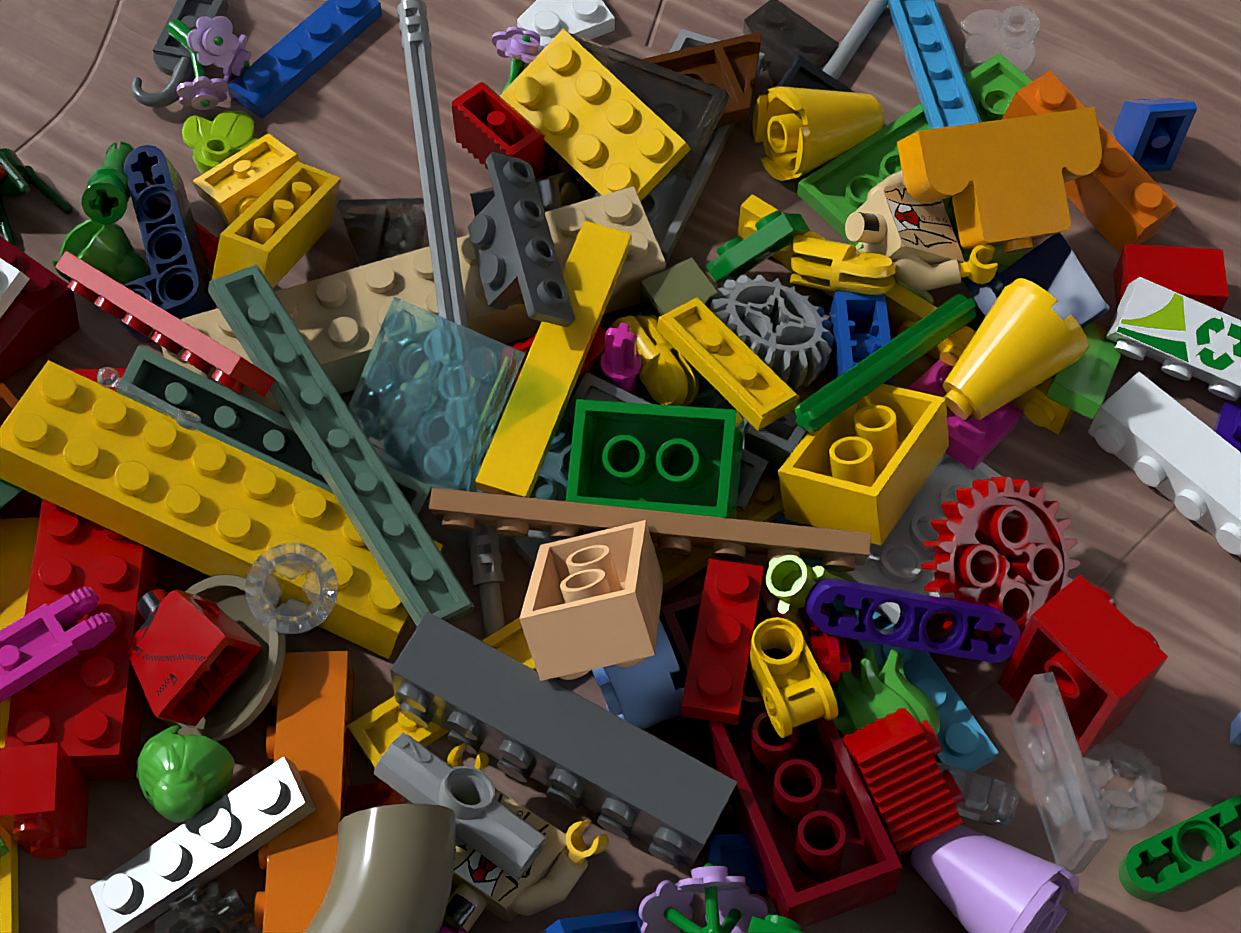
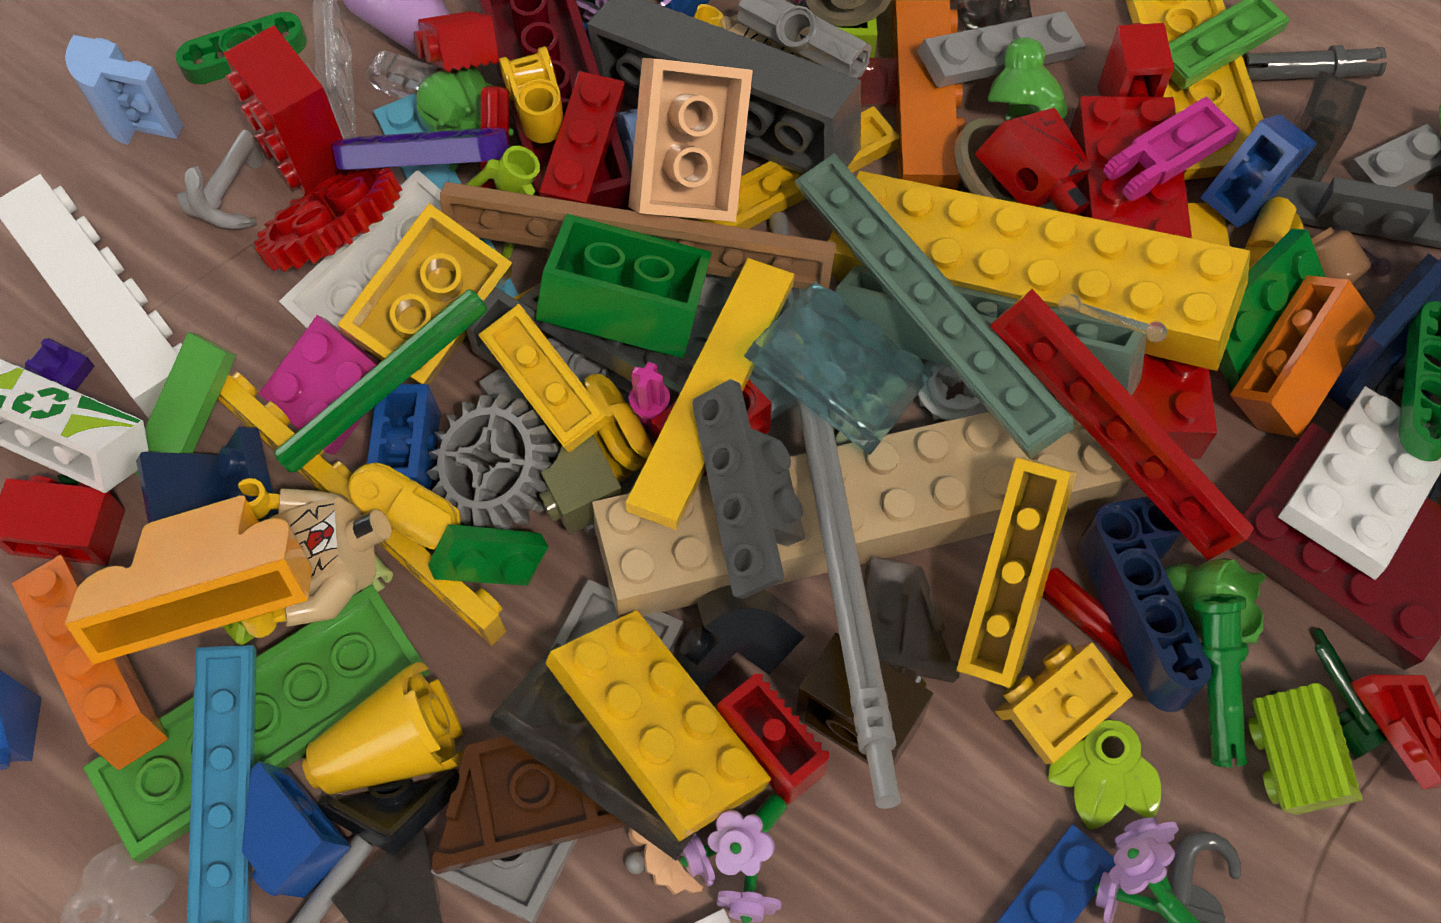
camera: 175 degrees left, 5 degrees up
(57, 145) = (1304, 750): none -> lime brick
(290, 562) = (940, 163): clear gear -> none
(394, 148) = (827, 708): none -> dark brown brick
(880, 65) = (287, 834): none -> blue slope
(1013, 351) = (256, 377): yellow cone -> none
(1154, 605) = (205, 202): none -> light grey piece

